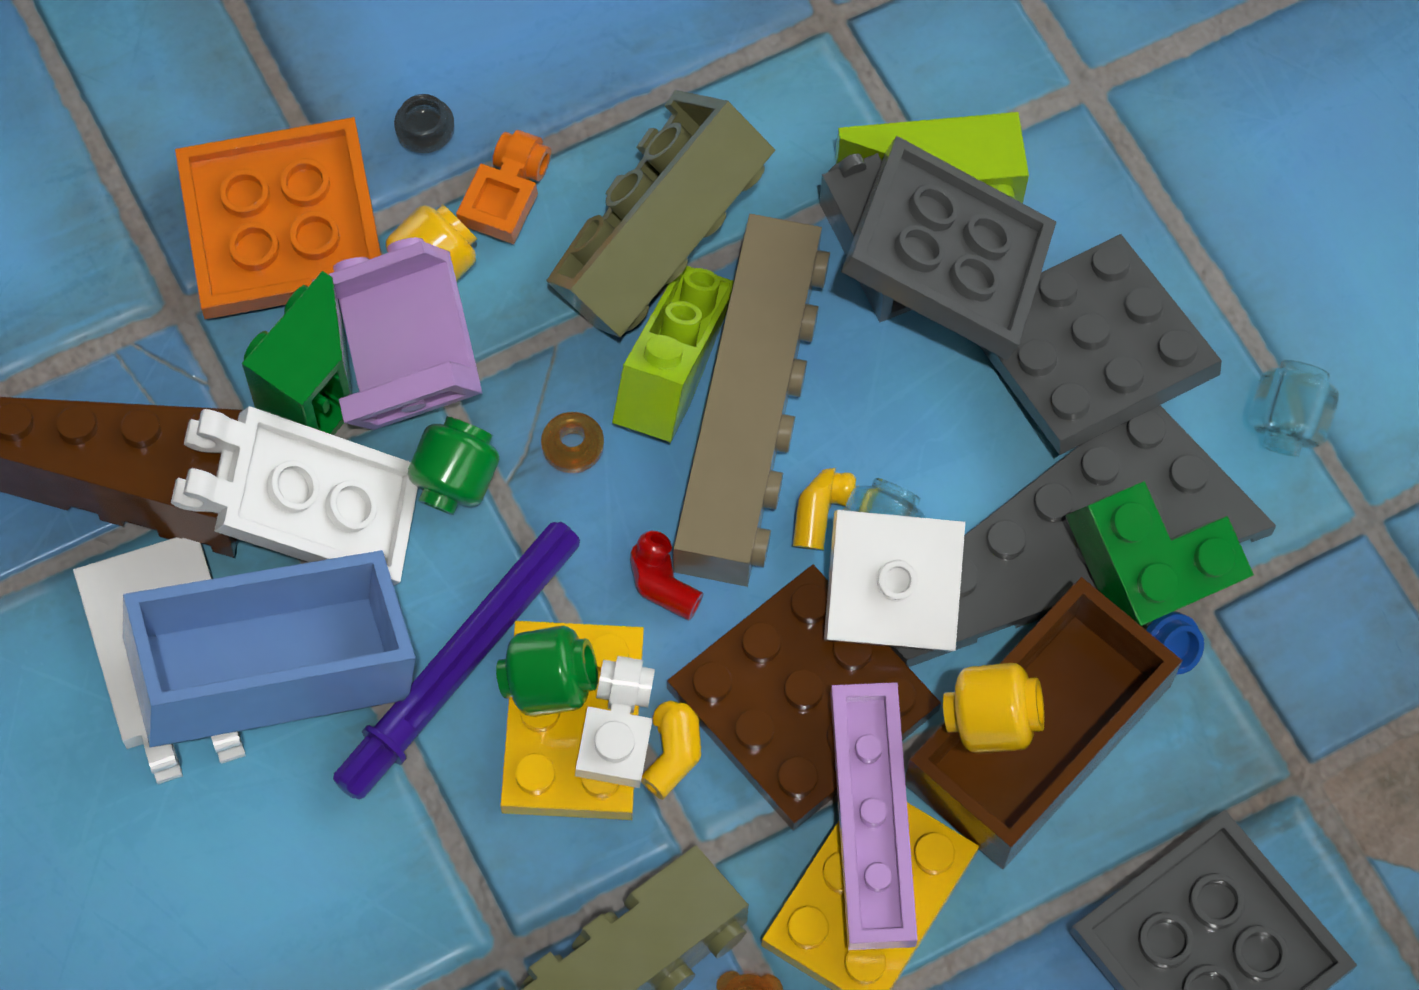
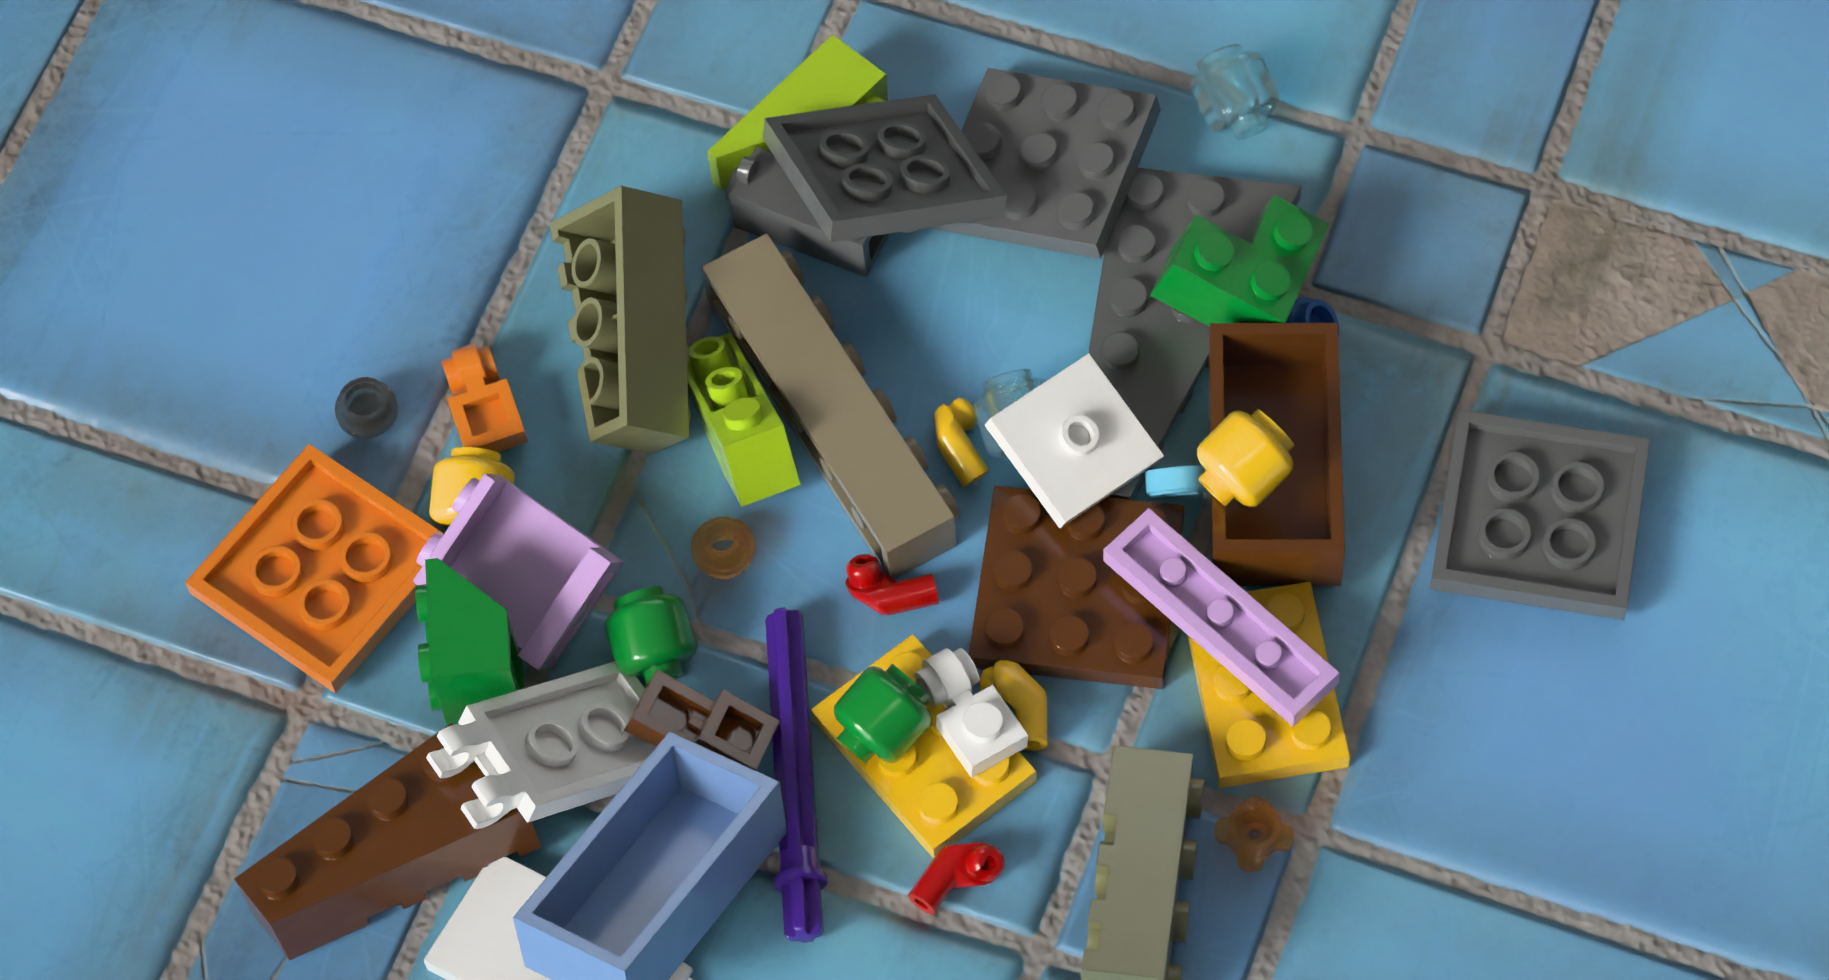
camera: 35 degrees left, 5 degrees down
(422, 569) = (720, 725): none -> slope
(506, 835) = (953, 869): none -> red arm
(940, 672) = (1174, 481): none -> medium azure tile

